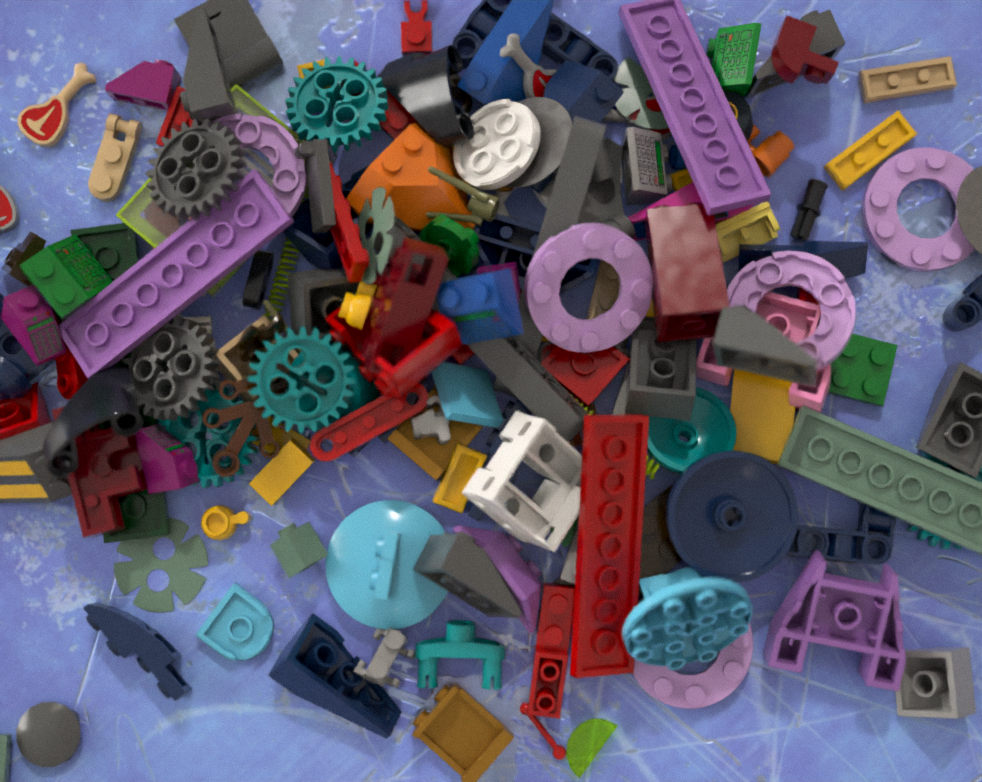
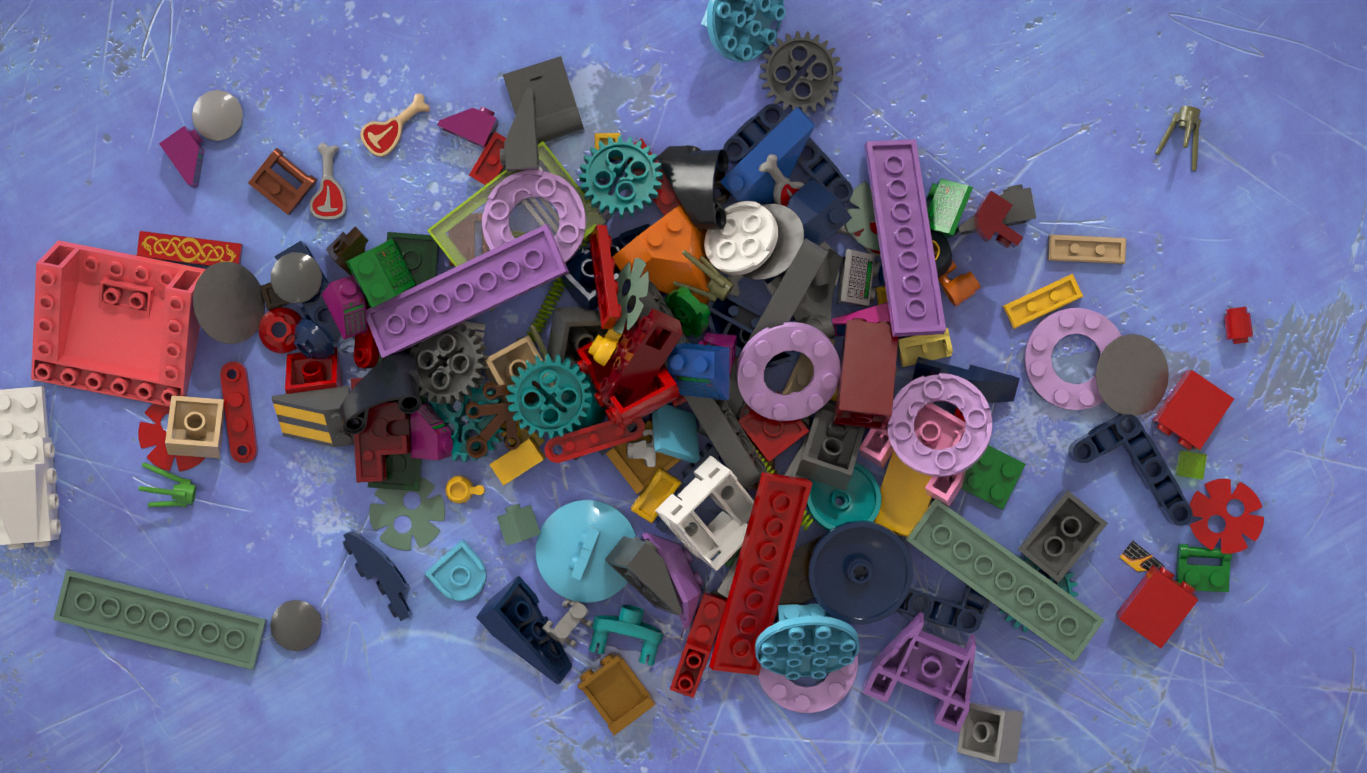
camera: 10 degrees right, 5 degrees up
(114, 158) = (432, 178): tan plate -> none
(196, 169) = (488, 195): dark grey gear -> none
(253, 338) = (519, 356): dark brown plate -> none
(258, 279) = (527, 306): black beam -> none
(319, 183) = (593, 243): dark grey hinge -> none
(417, 33) = (696, 126): red plate -> none
(558, 751) = (688, 723): red hinge -> none
(586, 742) = (711, 720): clear neon green tile -> none
(755, 346) = (901, 446): dark grey slope -> none
(808, 210) = (980, 340): black axle -> none

